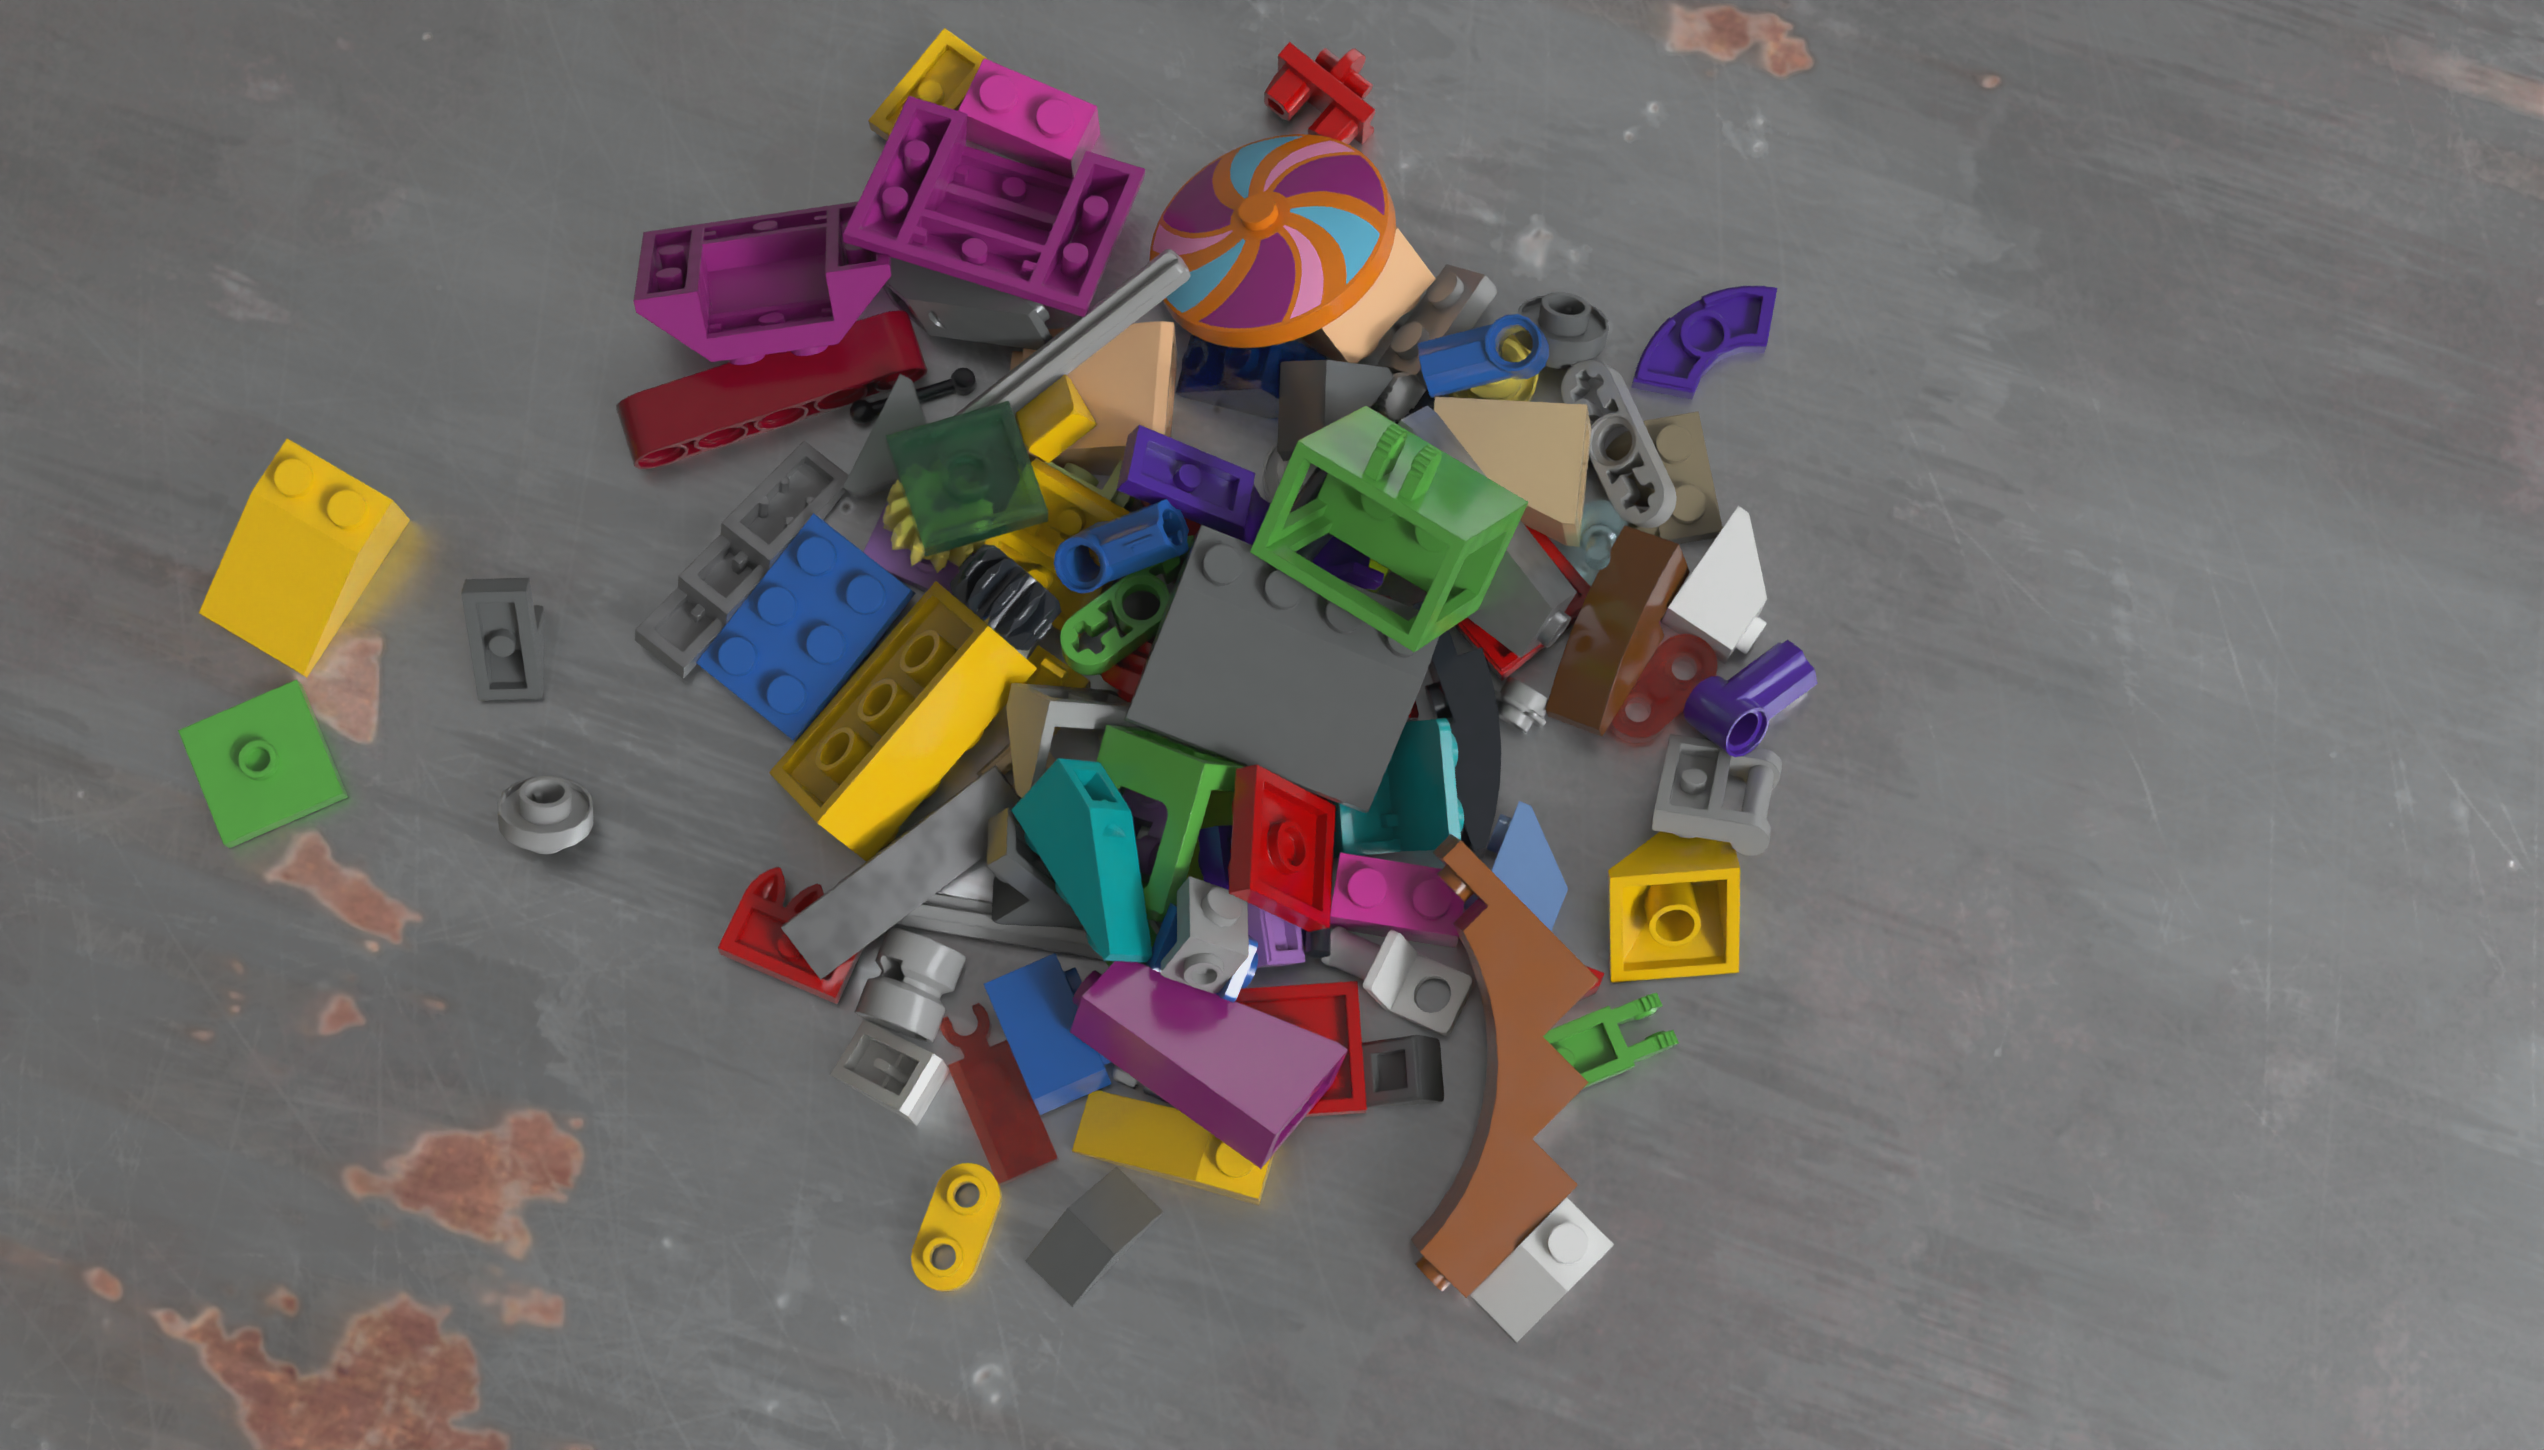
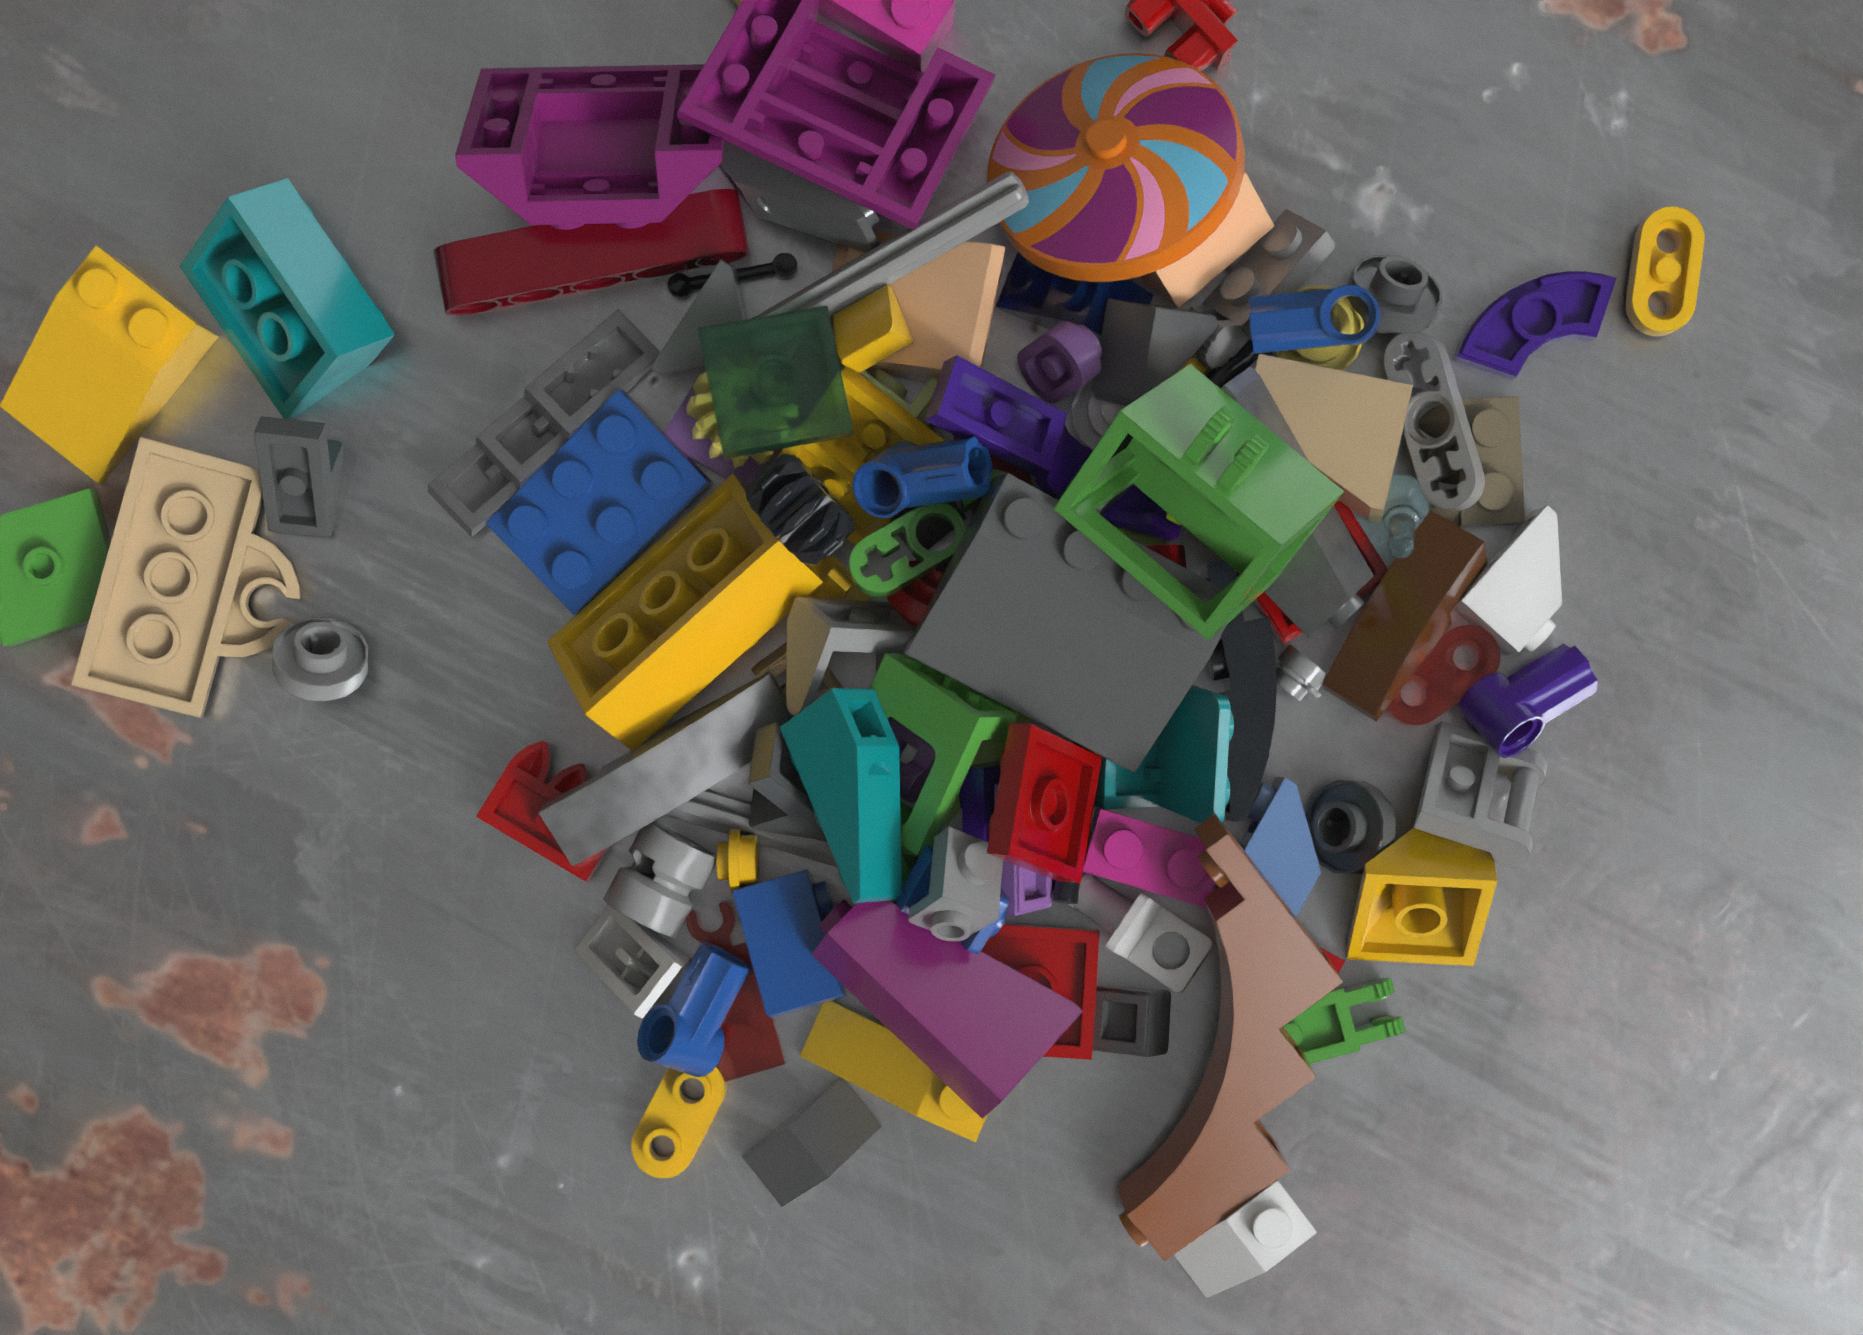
camera: 10 degrees right, 10 degrees up
(399, 756) = (181, 581): none -> tan plate
(474, 469) = (285, 296): none -> teal slope
(954, 1127) = (688, 1029): none -> blue piece
(985, 955) = (738, 860): none -> yellow plate
(1244, 427) = (1060, 361): none -> medium lavender plate
(1590, 840) = (1350, 825): none -> dark grey plate
(1823, 279) = (1664, 274): none -> yellow plate

